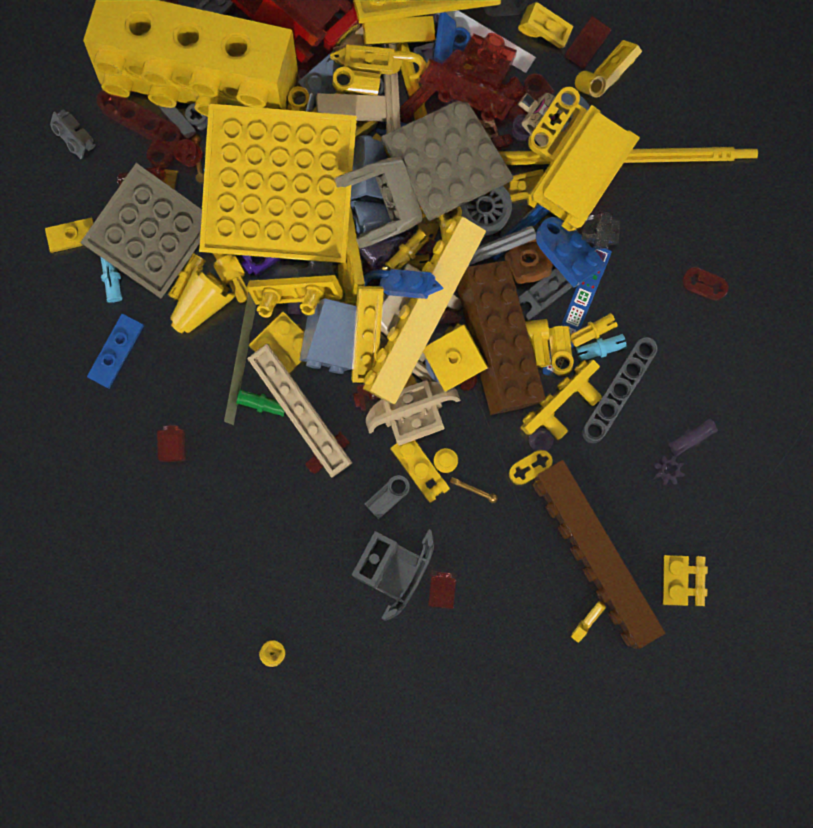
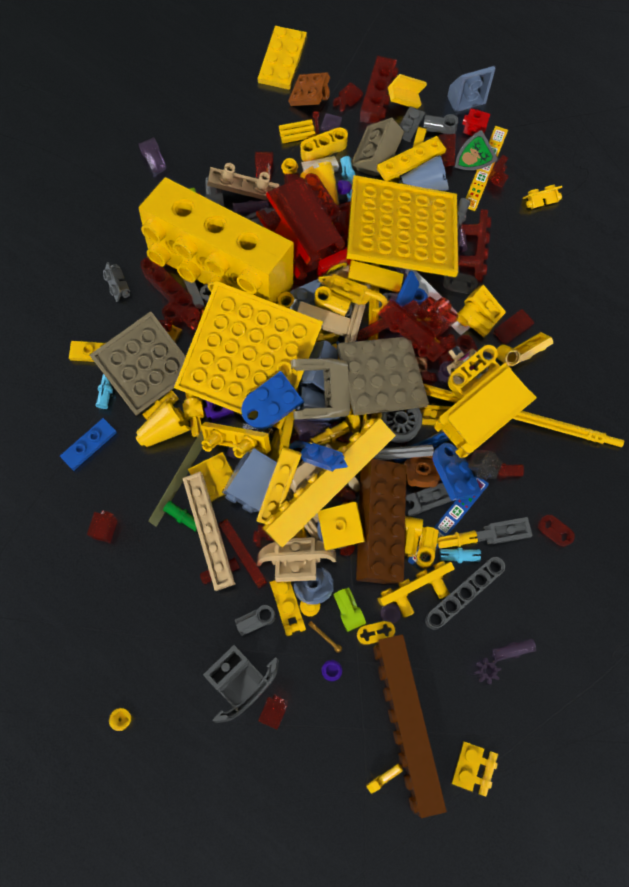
camera: 20 degrees right, 10 degrees down
(325, 232) = (272, 401): none -> blue plate
(347, 424) = (242, 553): none -> clear red beam
(429, 228) = (353, 421): none -> yellow bar
(452, 444) = (315, 595): none -> sand blue plate
(493, 524) = (331, 670): none -> dark purple plate
(496, 456) = (350, 613): none -> lime piece
(531, 45) = (471, 316): none -> yellow piece
(633, 227) = (511, 470): none -> clear red pin
(647, 303) = (505, 531): none -> dark grey hinge

